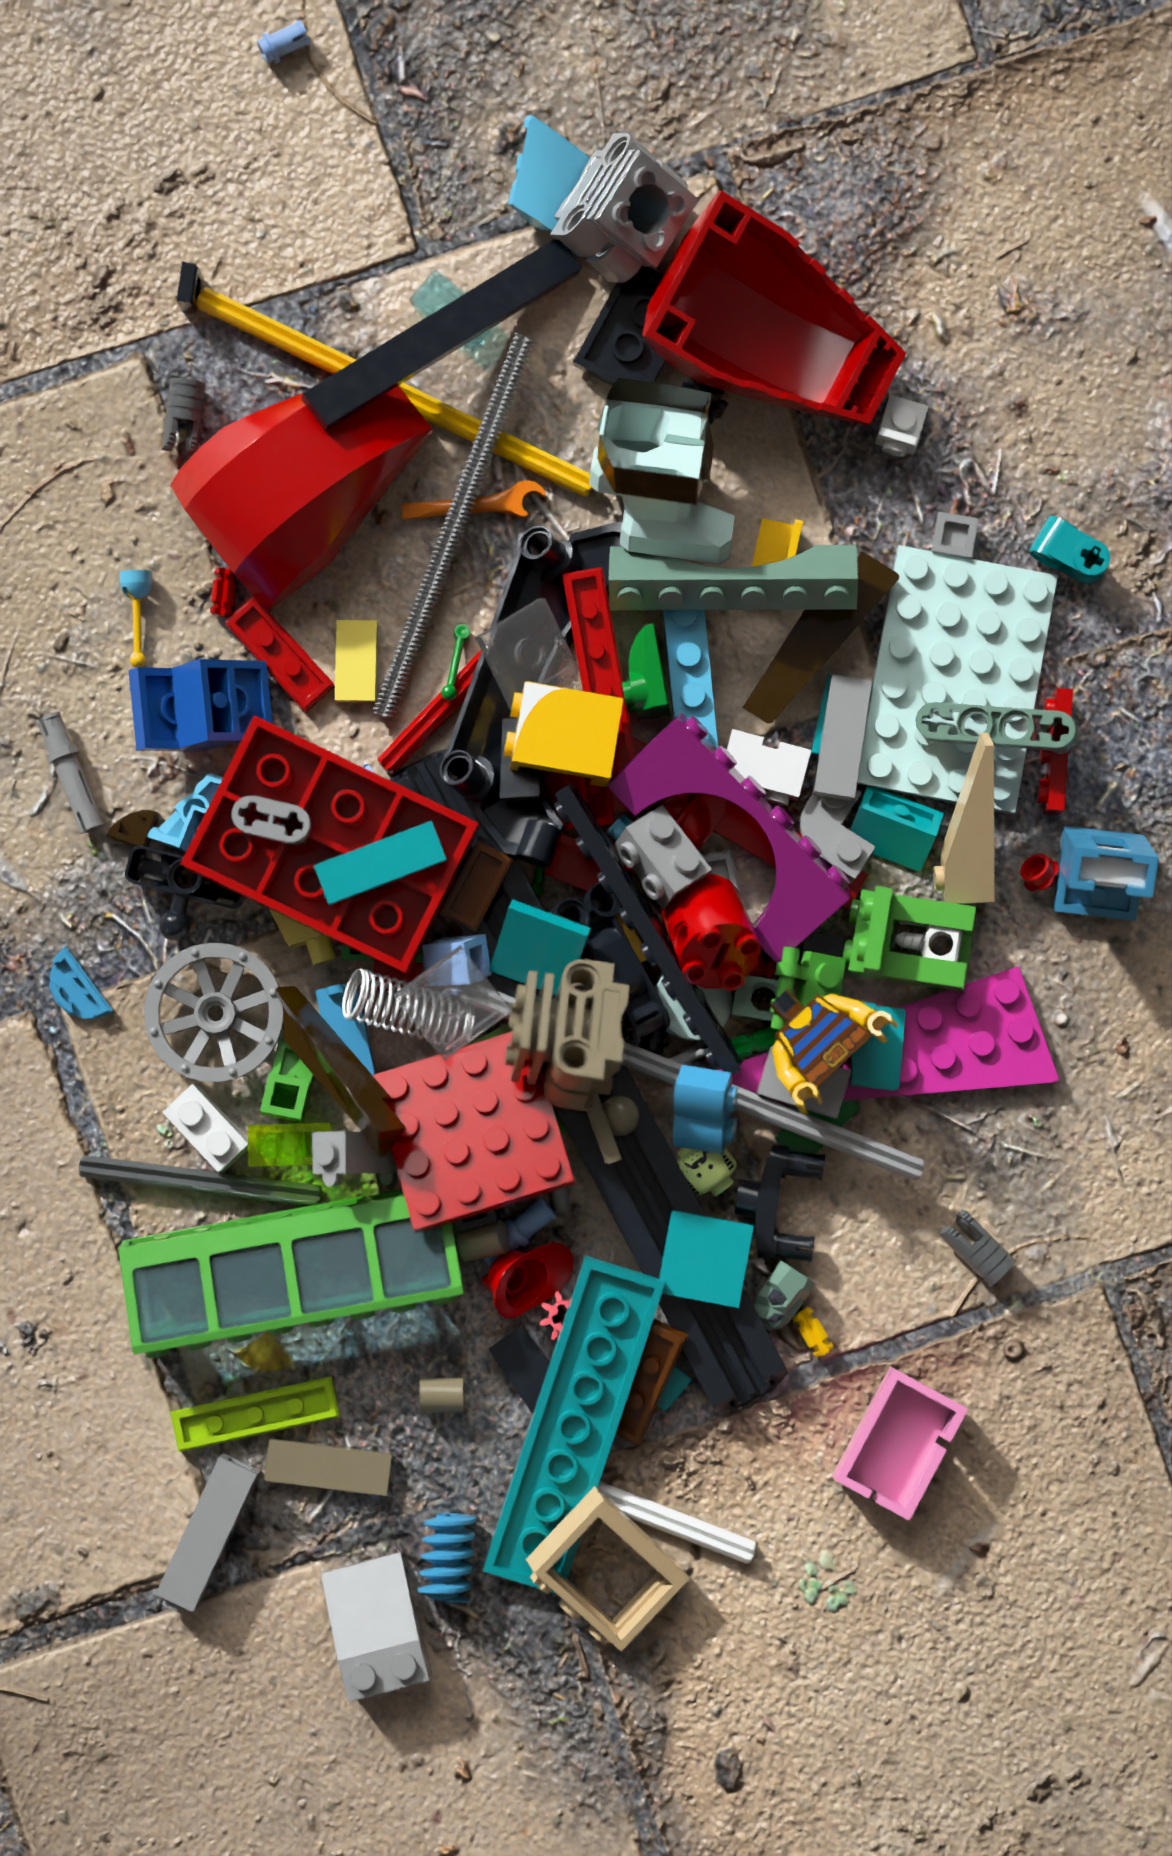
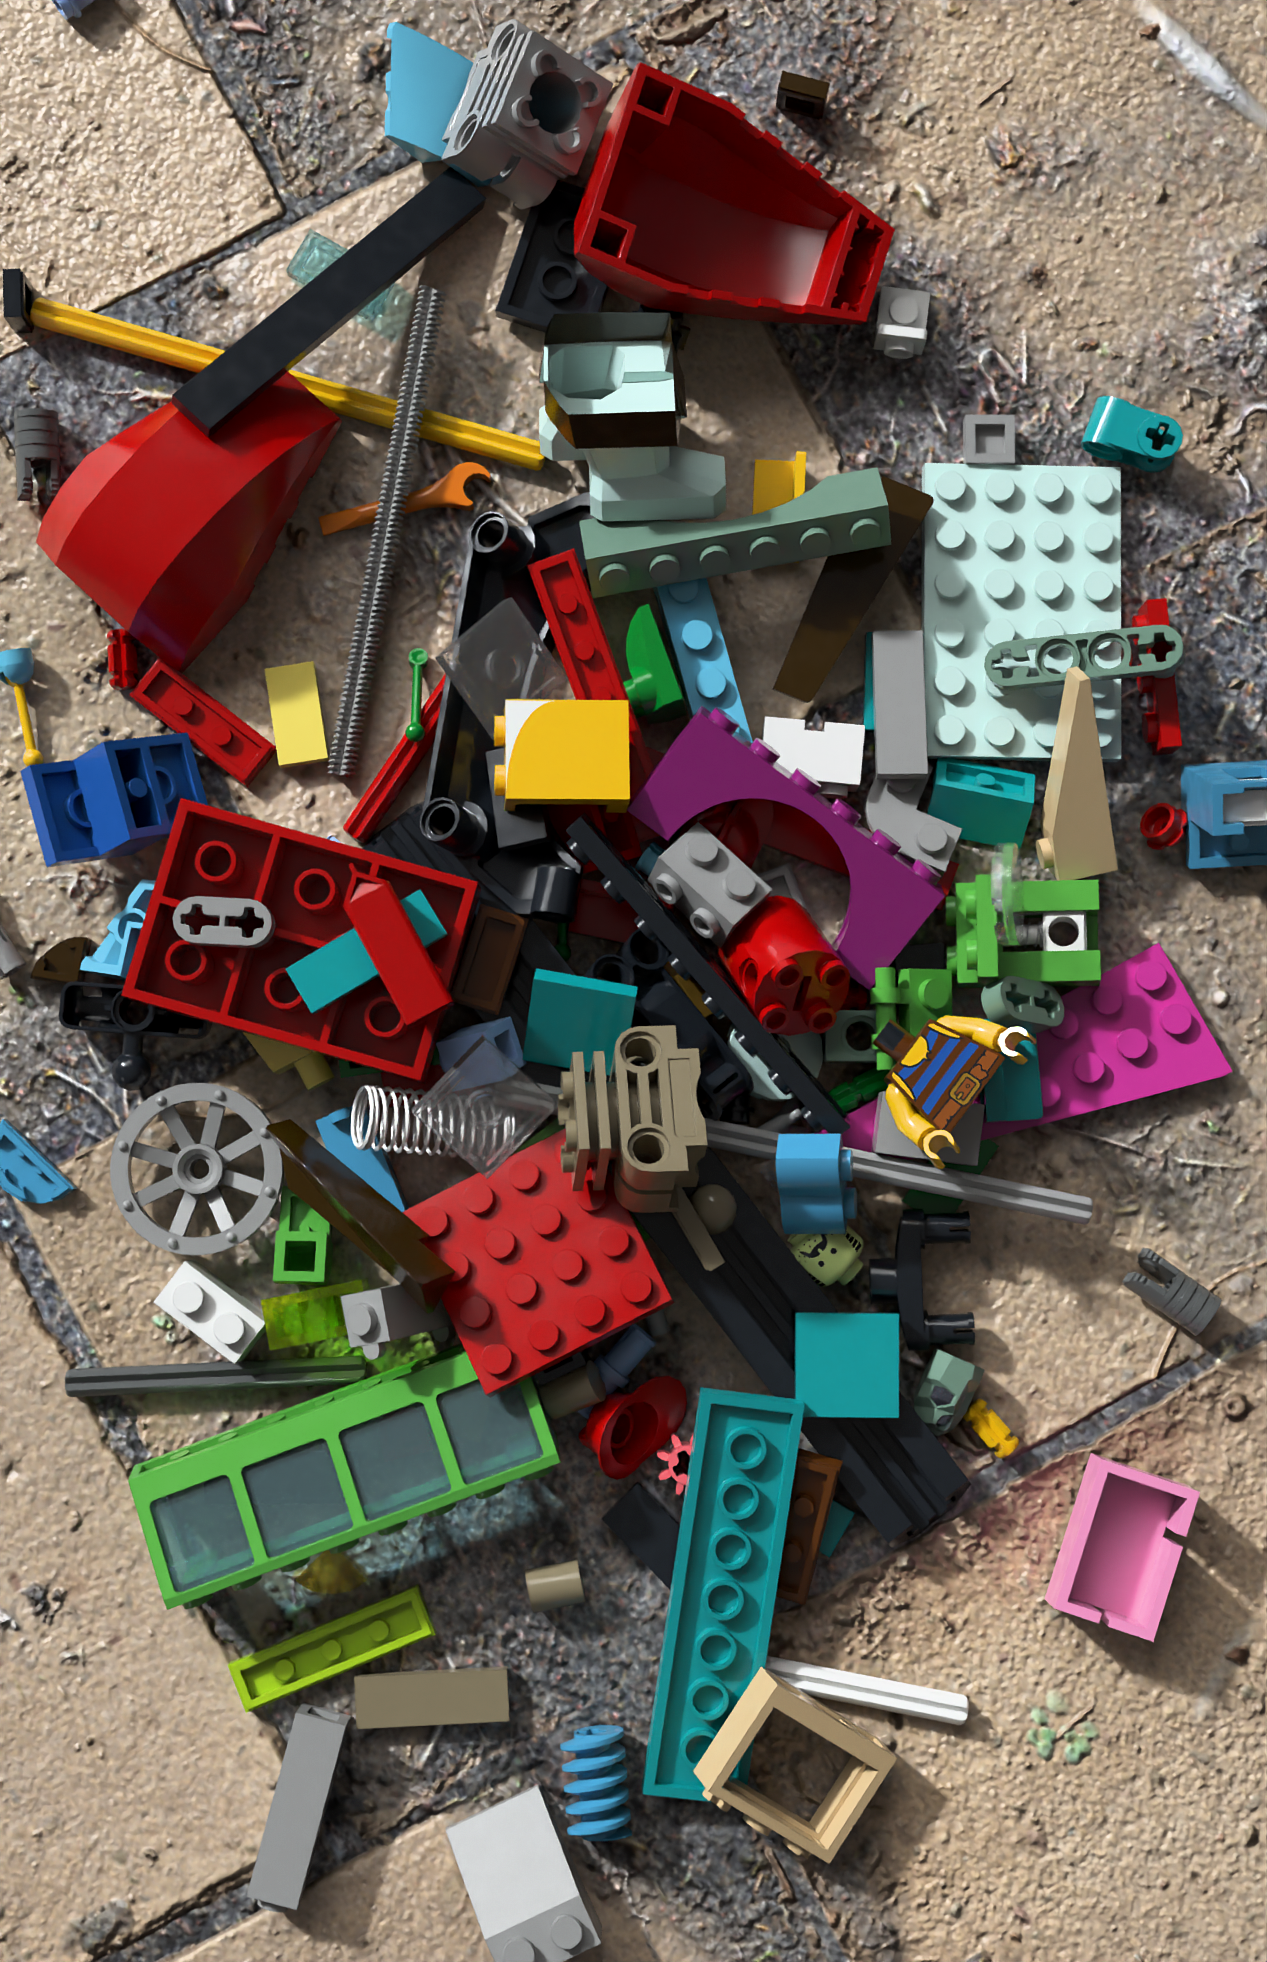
camera: 15 degrees left, 0 degrees up
(404, 865) = (395, 948): none -> red piece
(853, 227) = (802, 95): none -> dark brown tile
(898, 989) = (1022, 1004): none -> sand green beam
(899, 905) = (1008, 893): none -> clear tile

